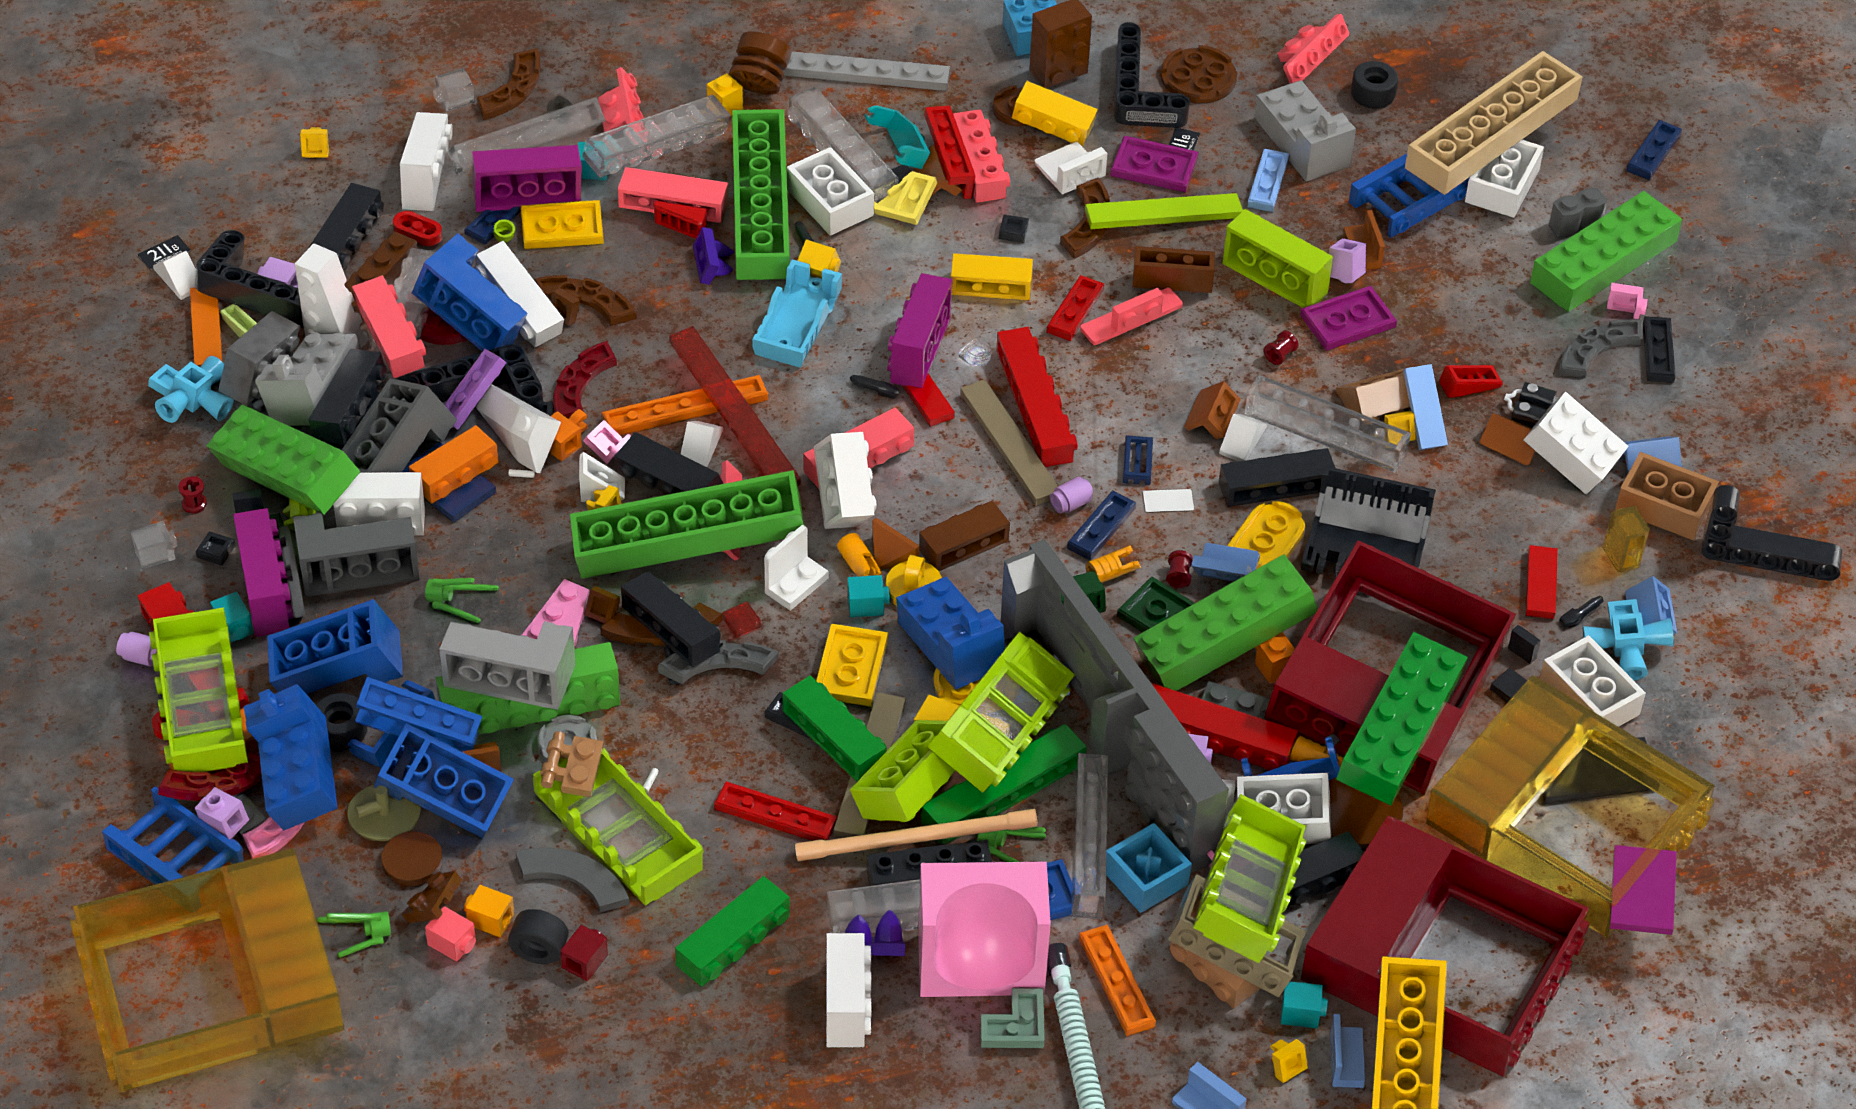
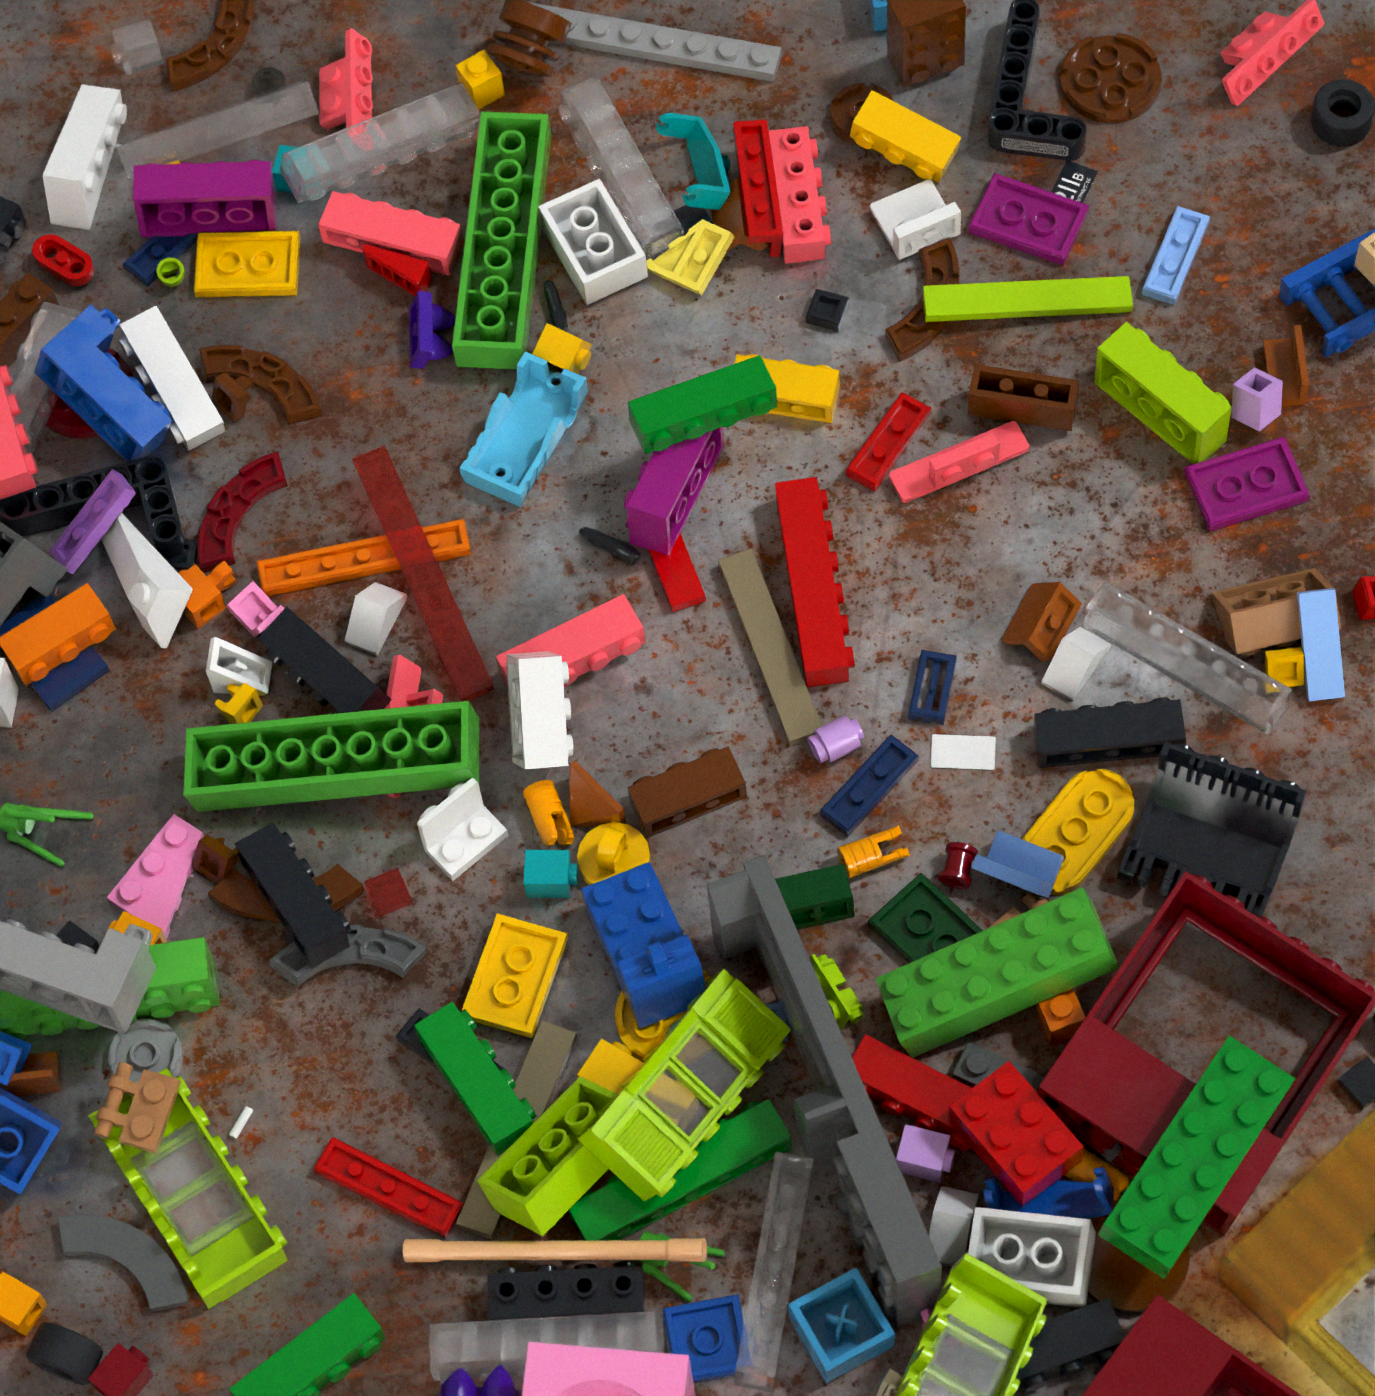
camera: 15 degrees right, 15 degrees up
(521, 473) = (142, 644): white piece -> none
(938, 273) = (702, 404): none -> green brick
(976, 352) = (748, 503): clear tile -> none
(1259, 725) = (1015, 1133): none -> red brick
(1283, 345) = (1147, 527): dark red bush -> none
(1305, 130) = (1235, 183): light grey hinge -> none

